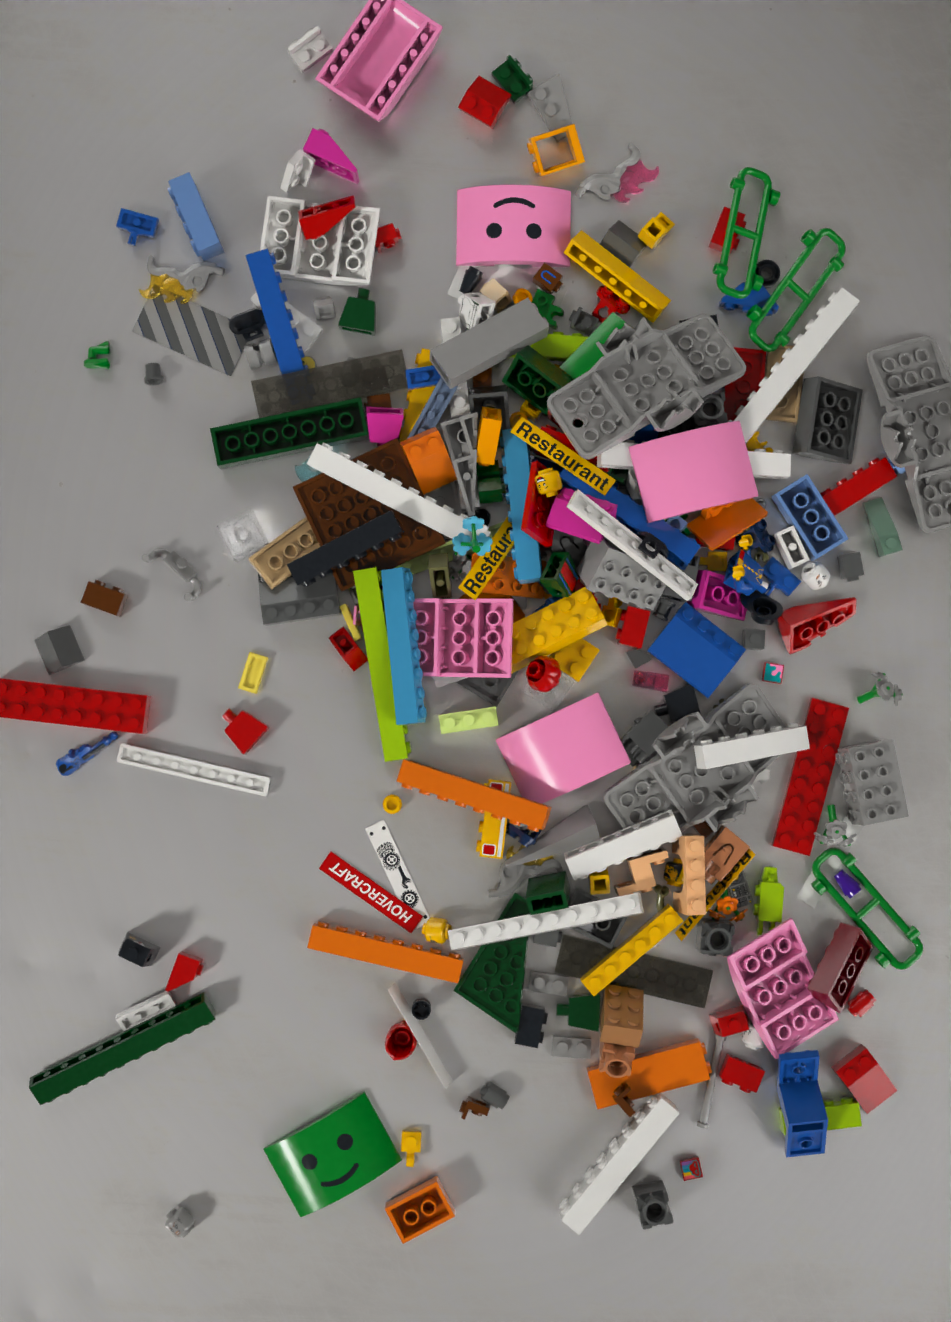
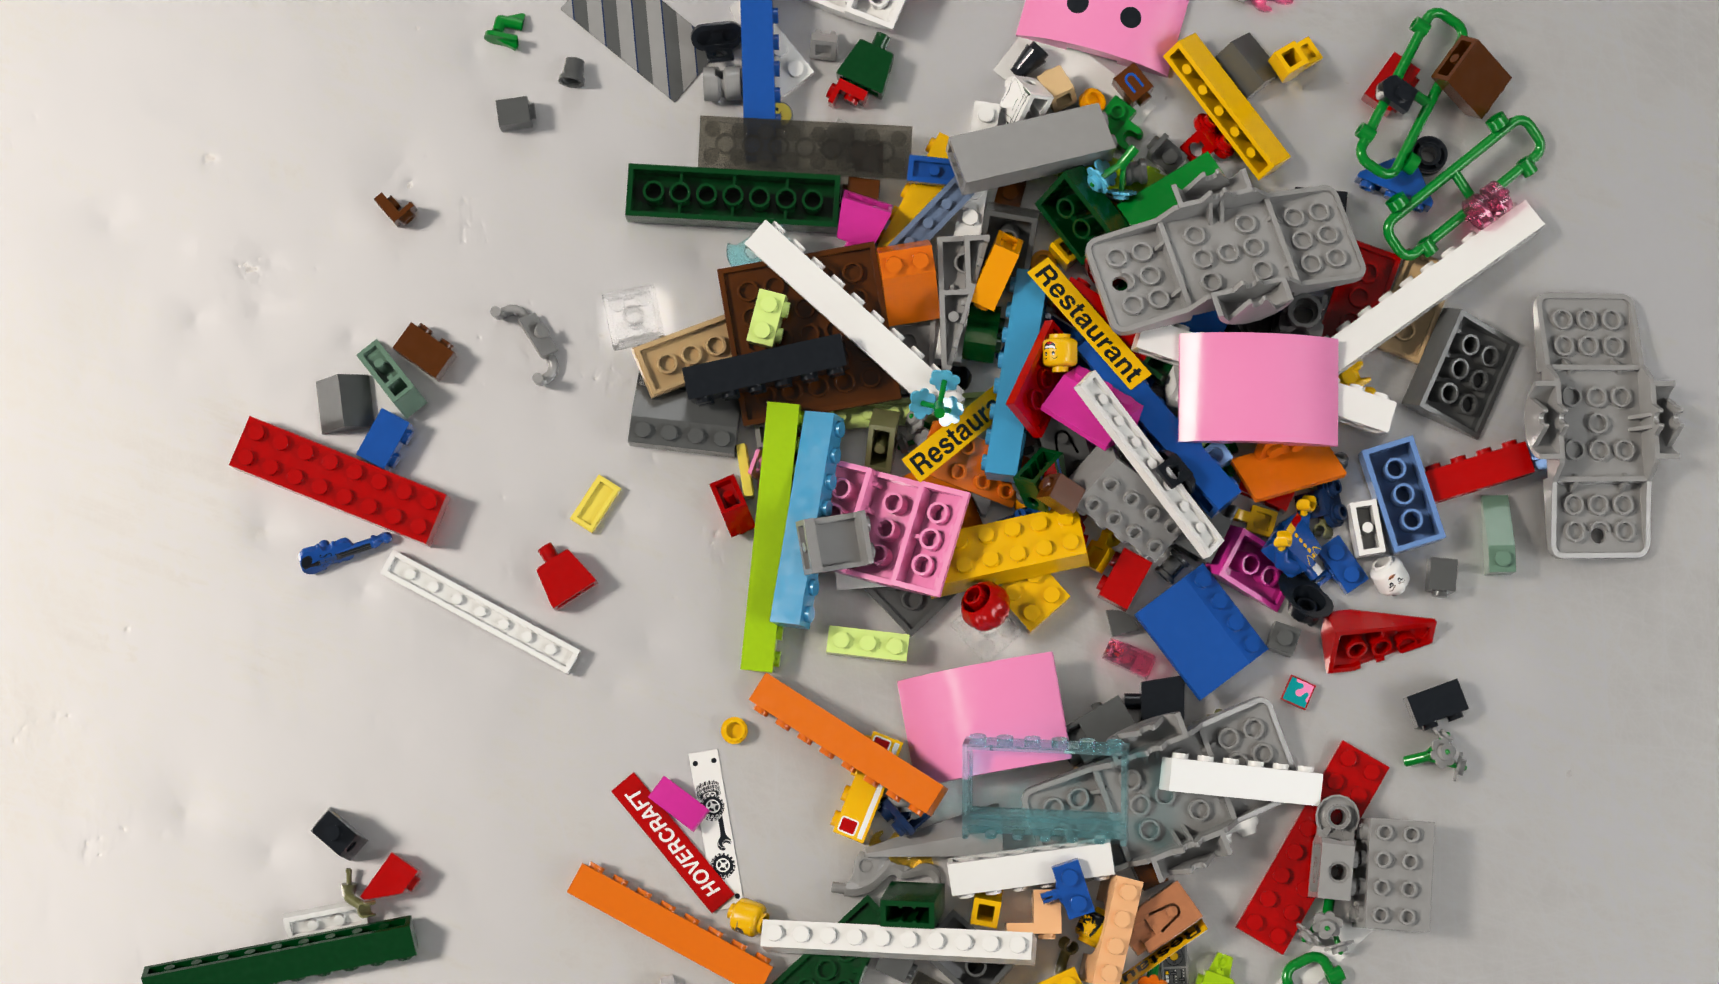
camera: 20 degrees right, 5 degrees down
(52, 504) = (391, 207): none -> reddish brown bracket
(86, 624) = (391, 378): none -> sand green slope
(94, 668) = (385, 440): none -> blue brick
(120, 414) = (515, 113): none -> dark grey brick
(156, 988) = (348, 891): none -> olive piece
(337, 512) = (767, 319): none -> yellowish green brick
(351, 336) = (851, 93): none -> red bracket
(367, 865) = (678, 803): none -> dark pink slope
(427, 658) = (835, 542): none -> light grey panel
(545, 348) = (1105, 175): none -> plant
(566, 339) = (1136, 172): none -> dark grey wheel
(575, 582) = (1060, 493): none -> reddish brown brick
(621, 812) = (1042, 821): none -> clear light blue window
(654, 854) = (1070, 889): none -> blue plate
(734, 235) = (1396, 93): none -> black plate
(782, 210) = (1471, 77): none -> reddish brown brick
(818, 296) = (1490, 202): none -> clear pink wheel
(828, 775) = (1332, 847): none -> light grey brick
(870, 655) = (1435, 704): none -> black brick

